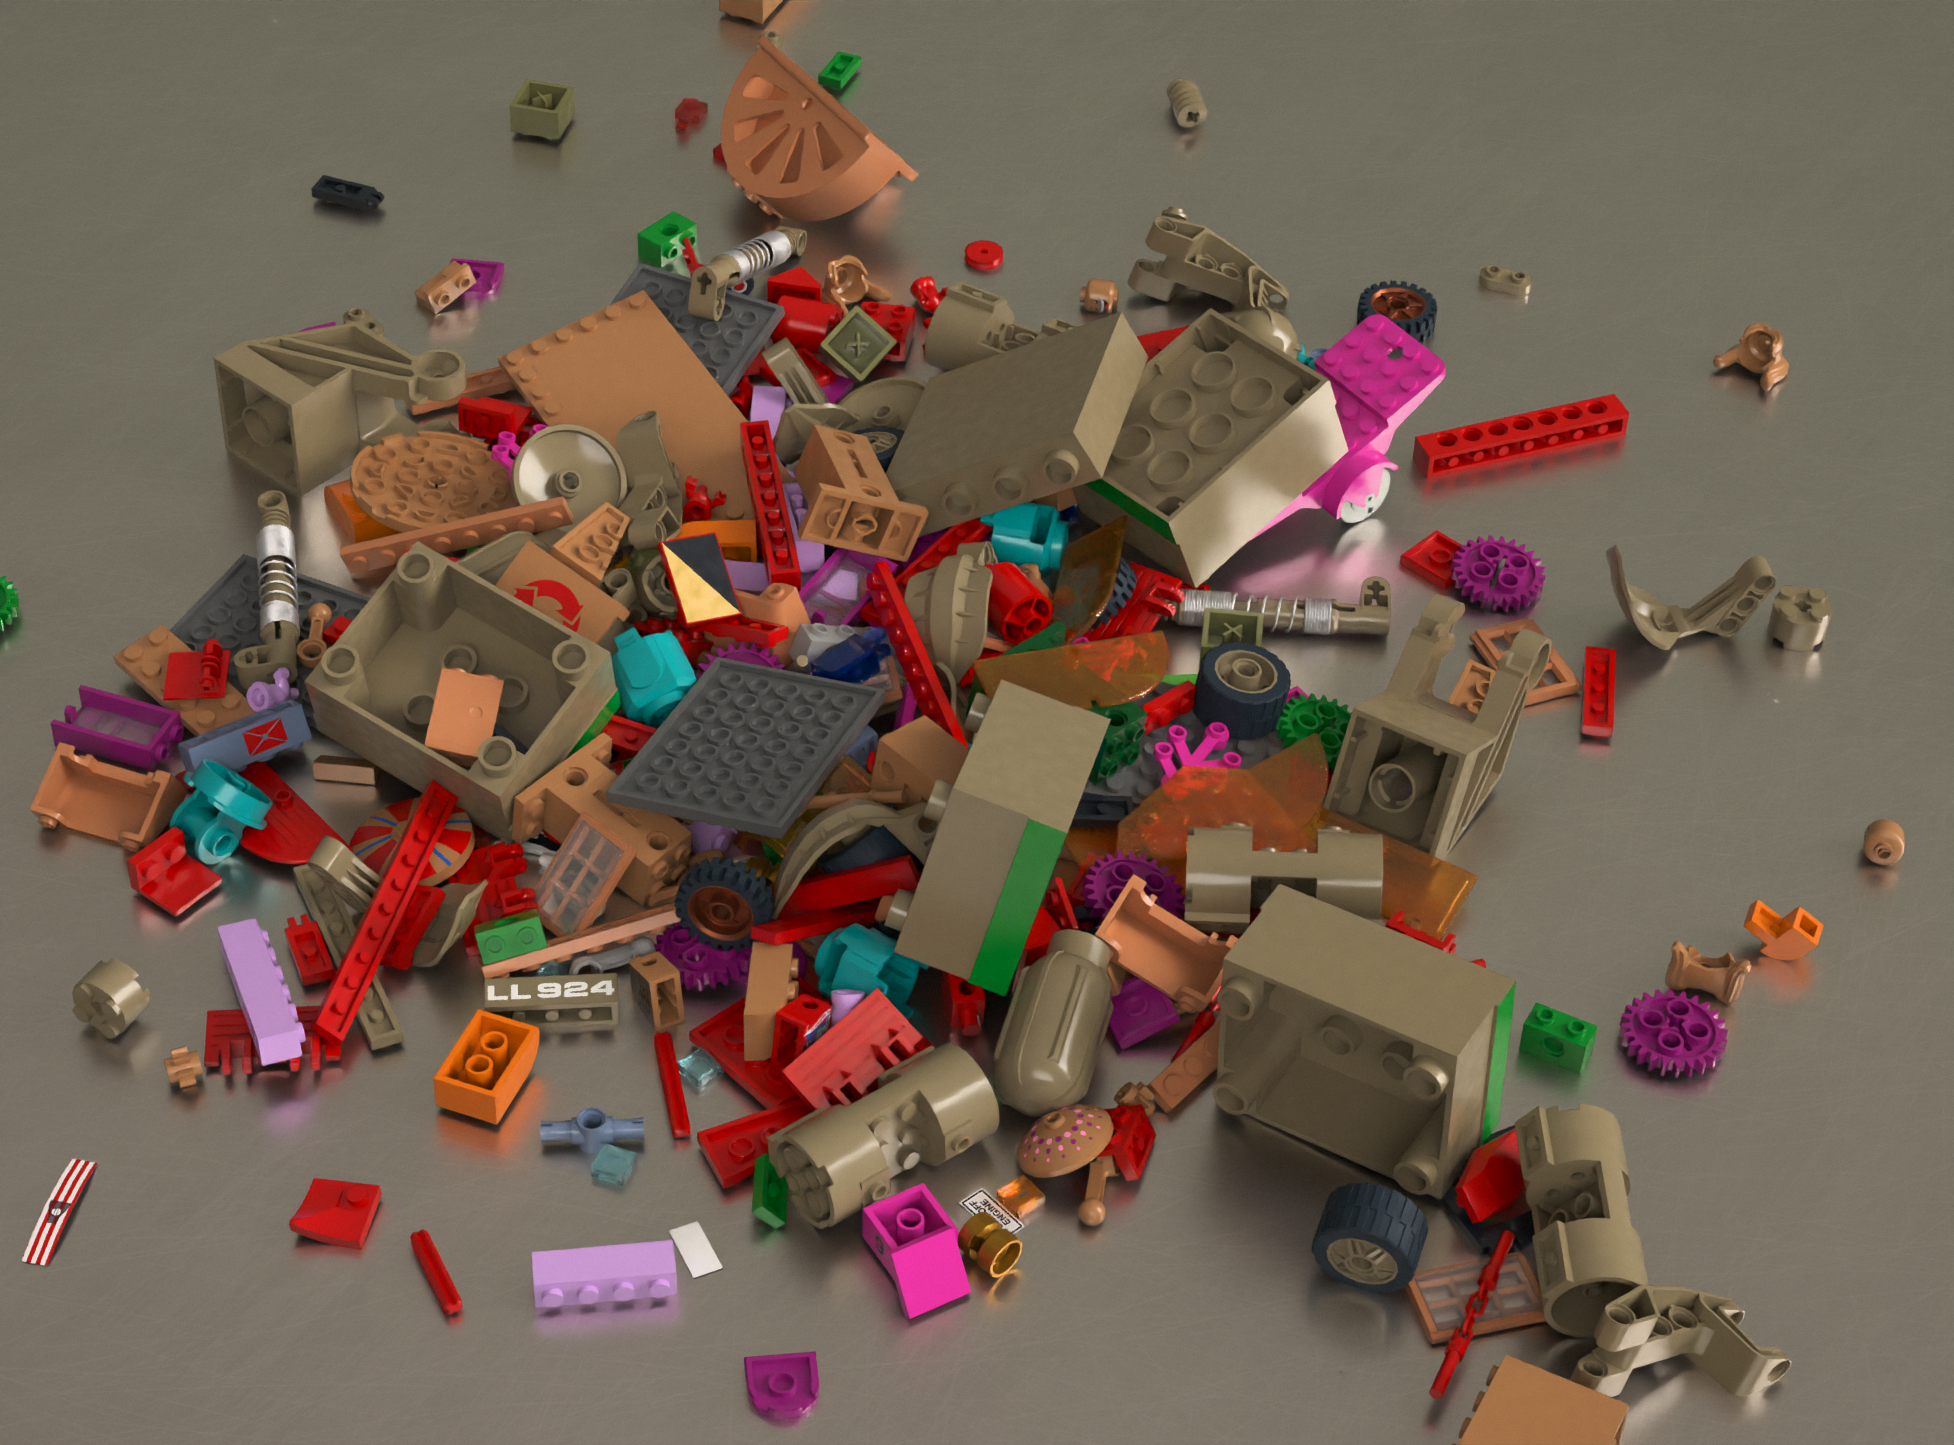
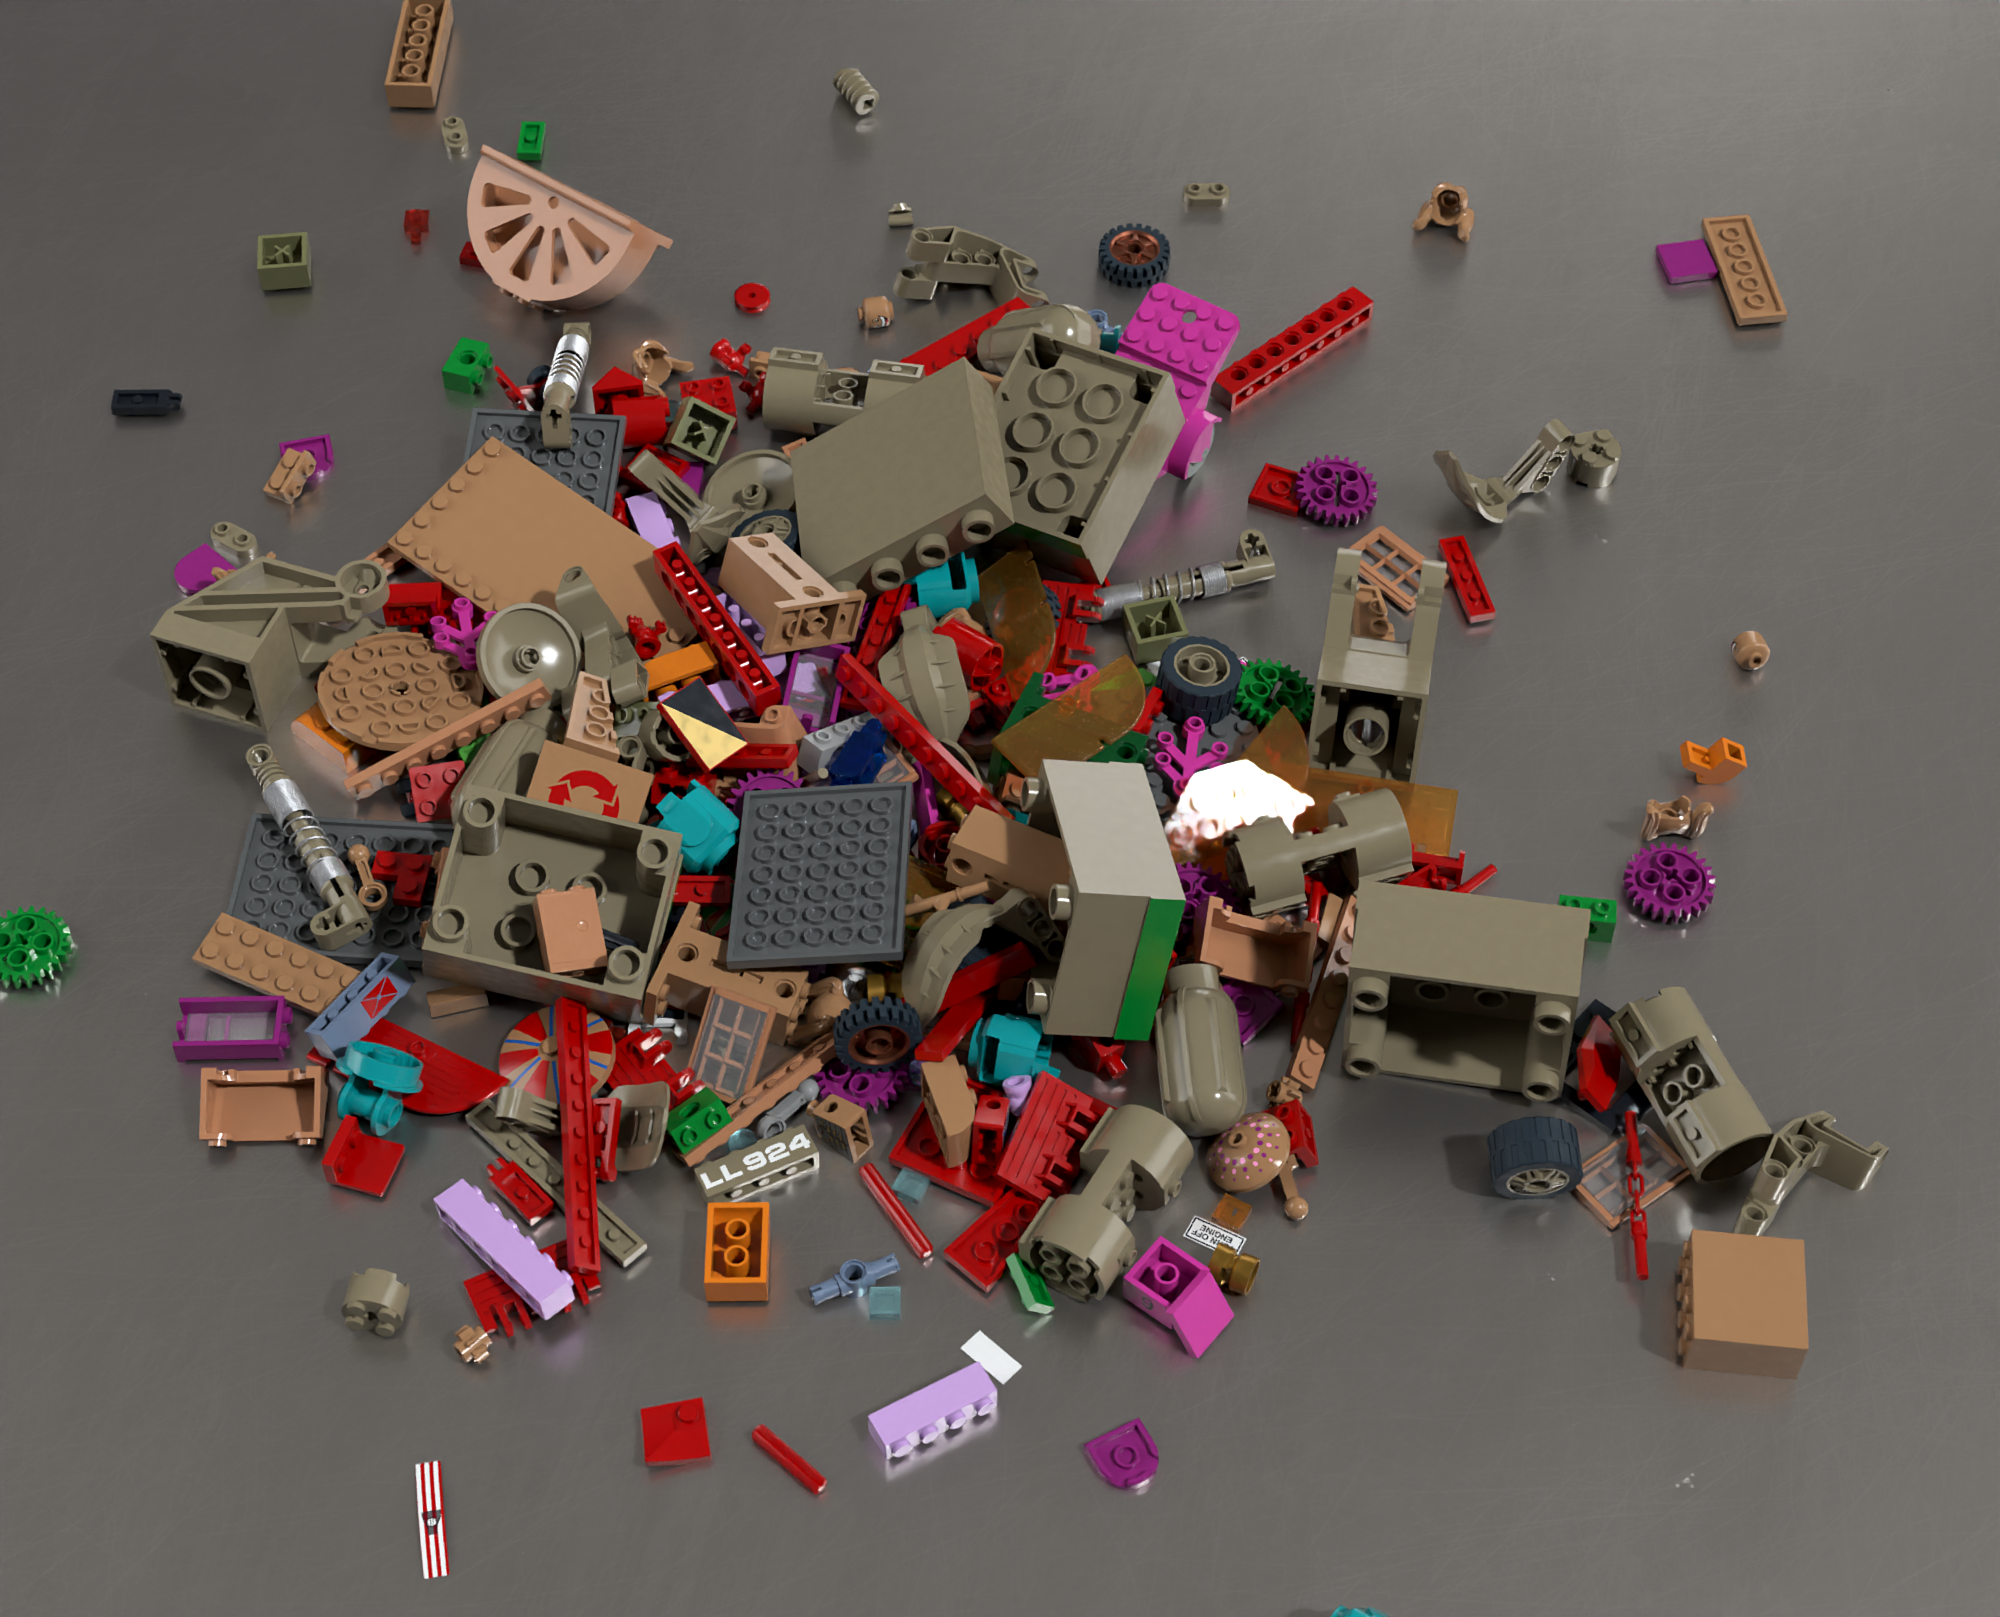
camera: 20 degrees left, 10 degrees up
(197, 673) = (284, 954): red hinge -> none
(265, 695) = (358, 957): lavender piece -> none

